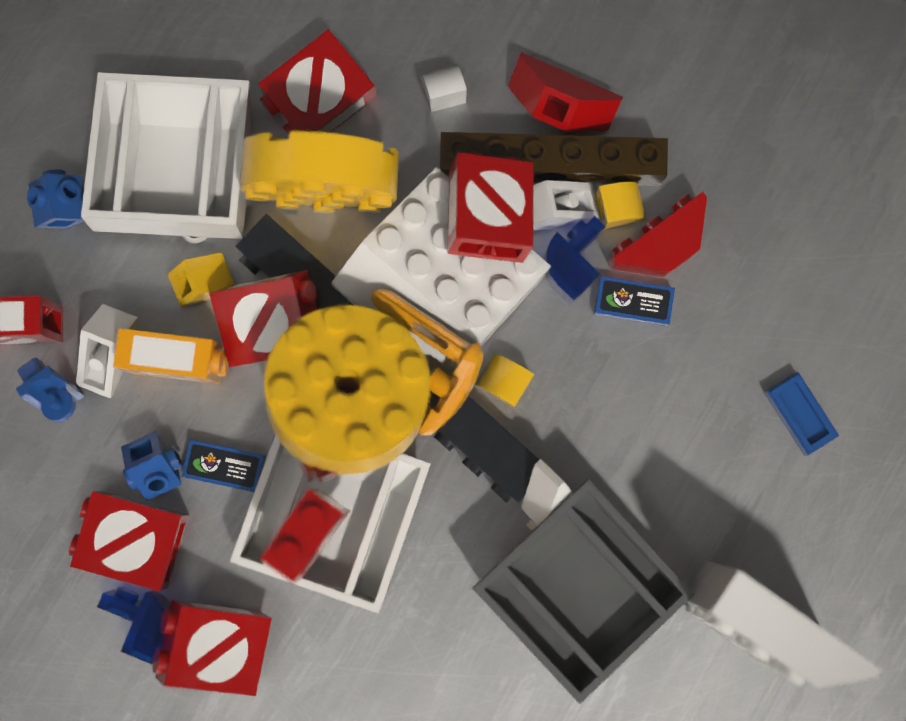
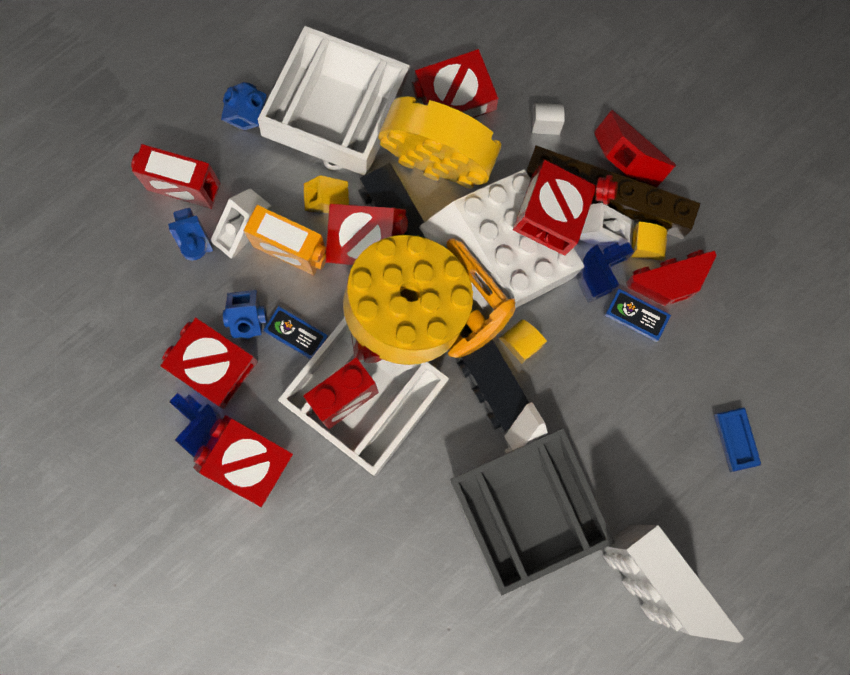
camera: 20 degrees right, 5 degrees down
(546, 163) = (606, 189): none -> red plate

